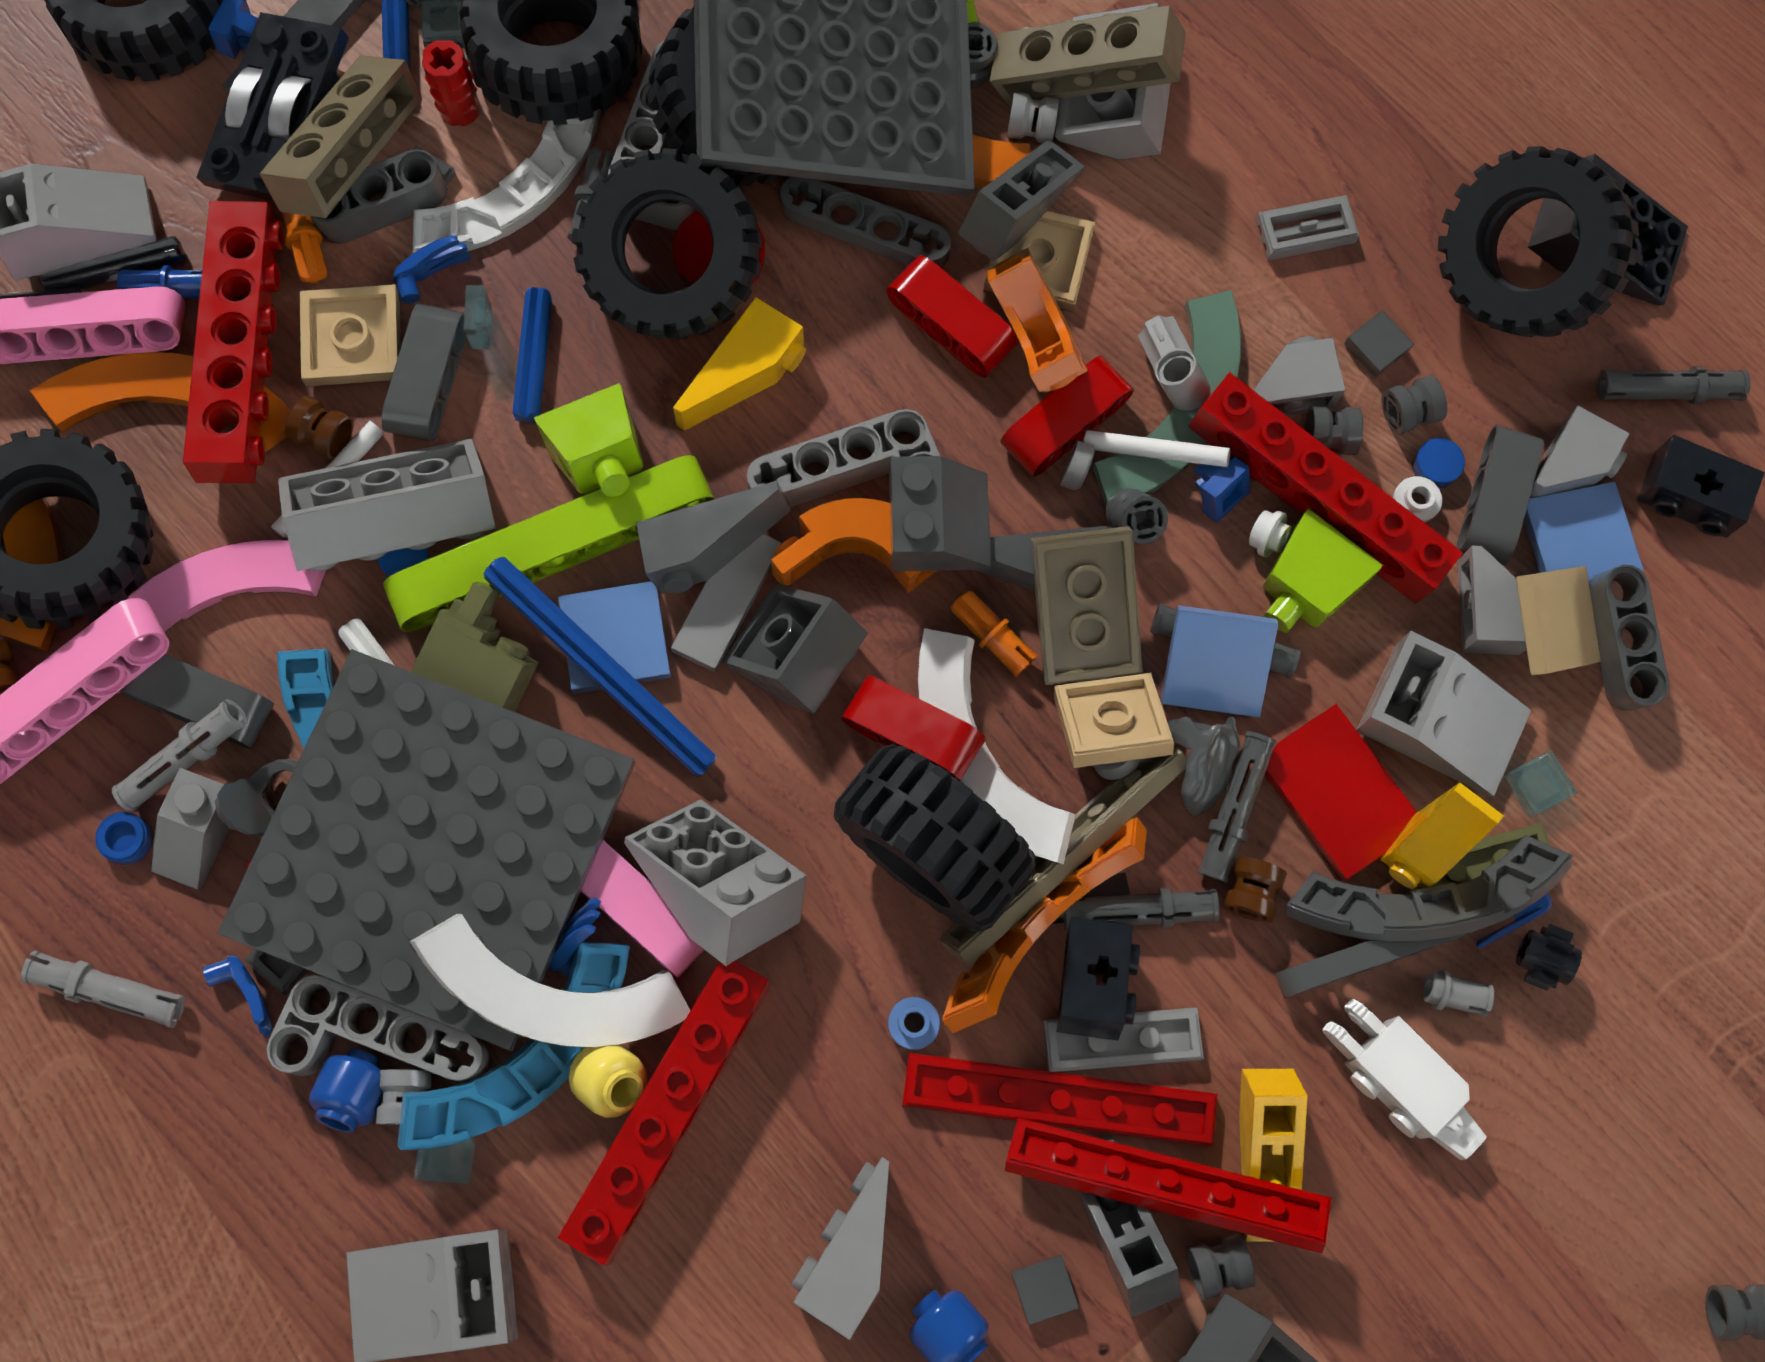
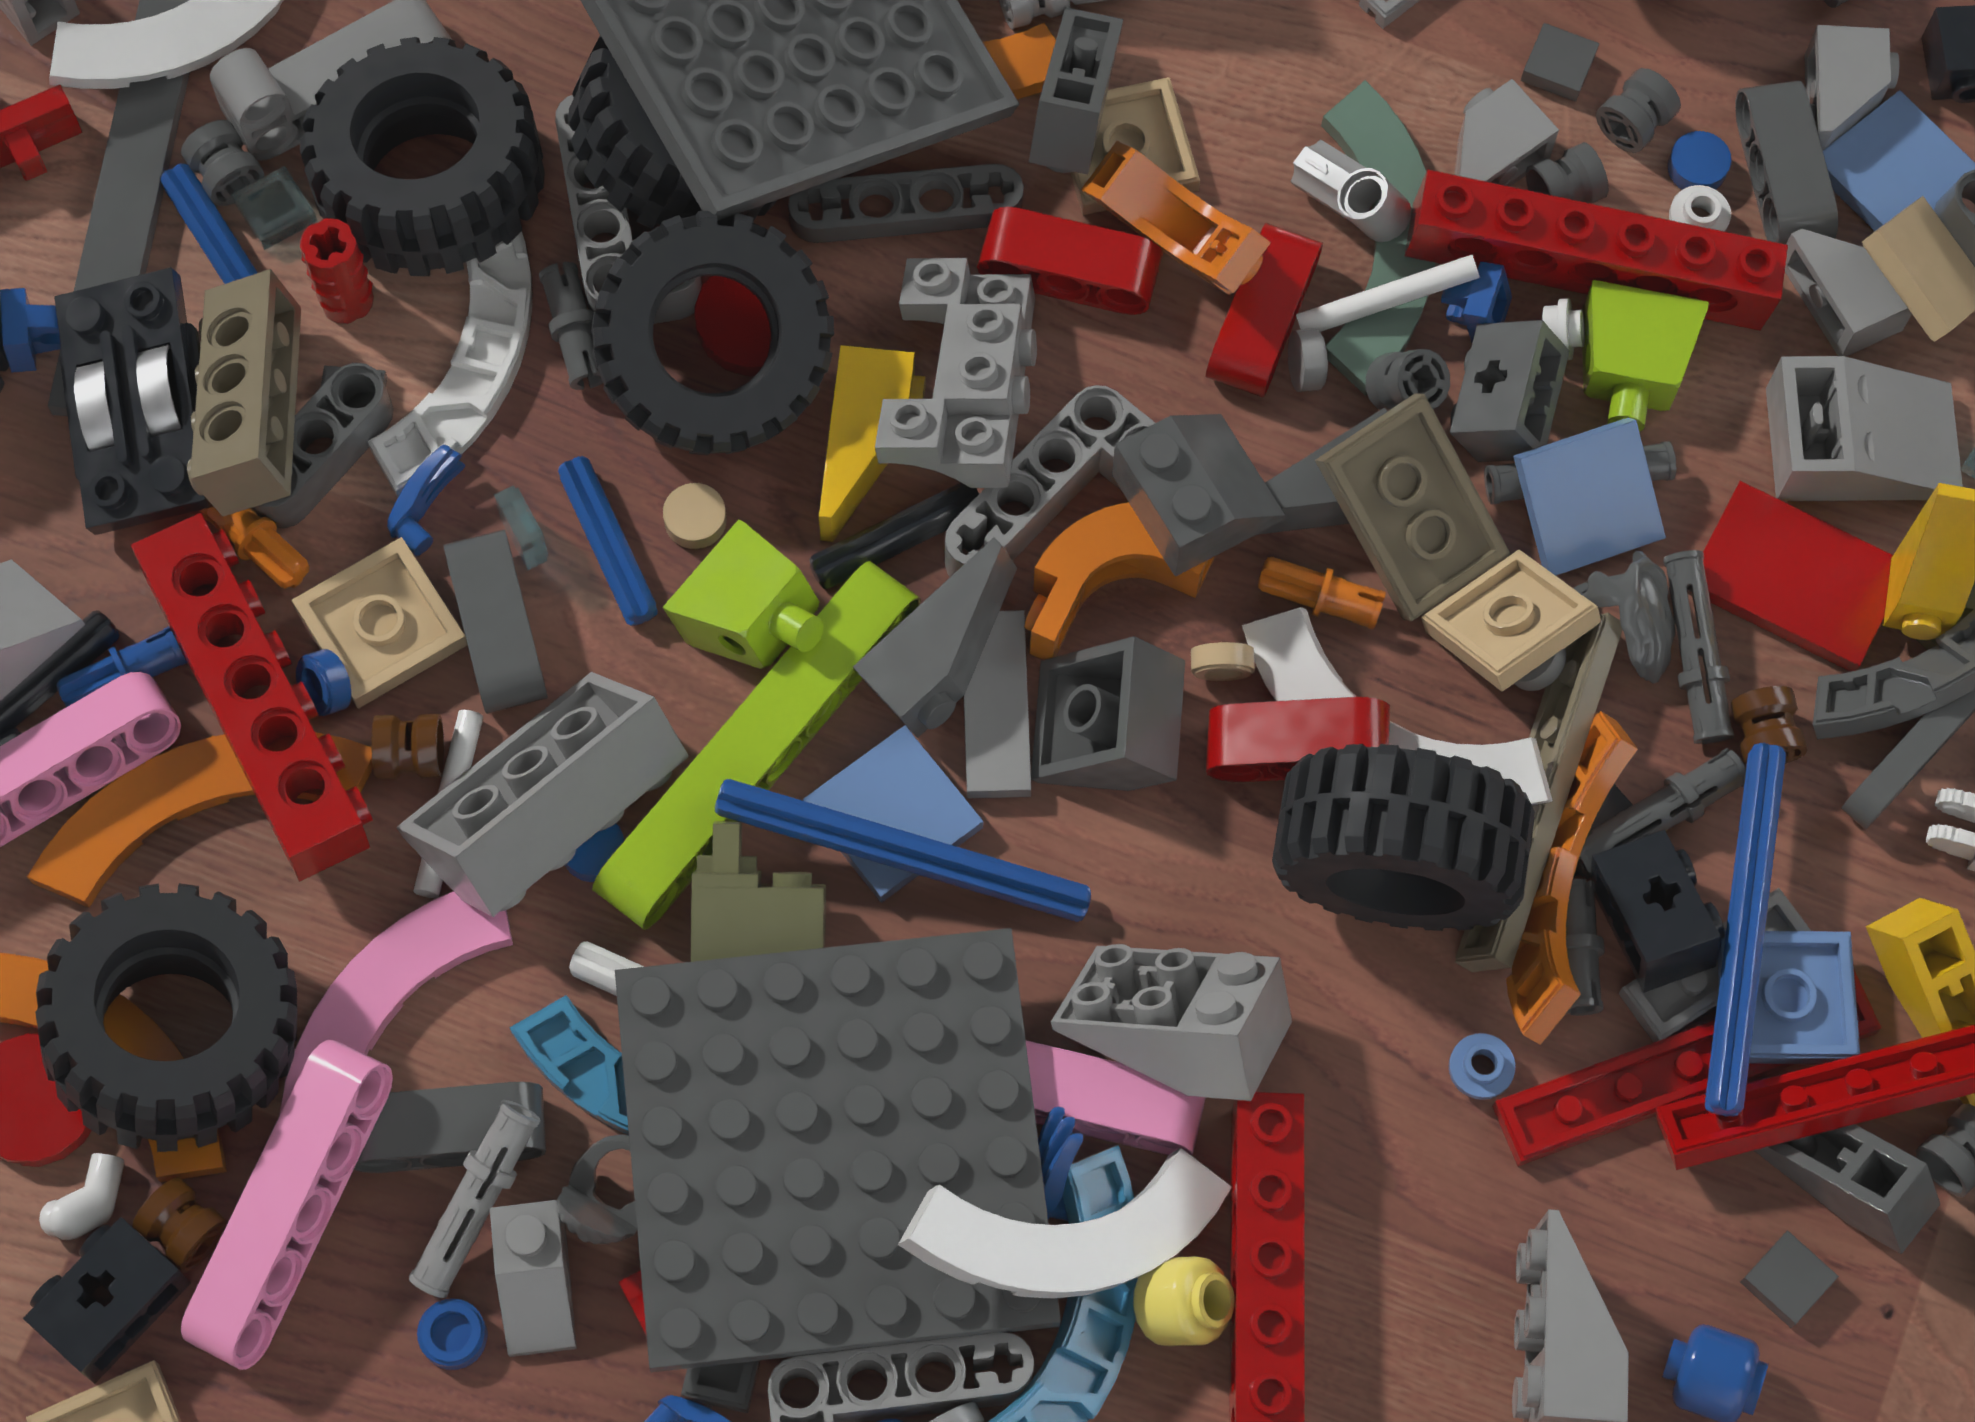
camera: 25 degrees left, 5 degrees down
(288, 357) = (325, 681): none -> blue tile
(599, 366) = (694, 515): none -> tan tile
(721, 445) = (891, 535): none -> black axle
(836, 365) = (979, 375): none -> light grey bracket
(896, 646) = (1222, 661): none -> tan tile
(1029, 978) = (1584, 947): none -> dark grey pin
(1148, 1028) = (1745, 931): none -> blue axle
(1156, 1090) = (1804, 999): none -> medium blue tile
(1205, 557) = (1509, 389): none -> dark grey brick

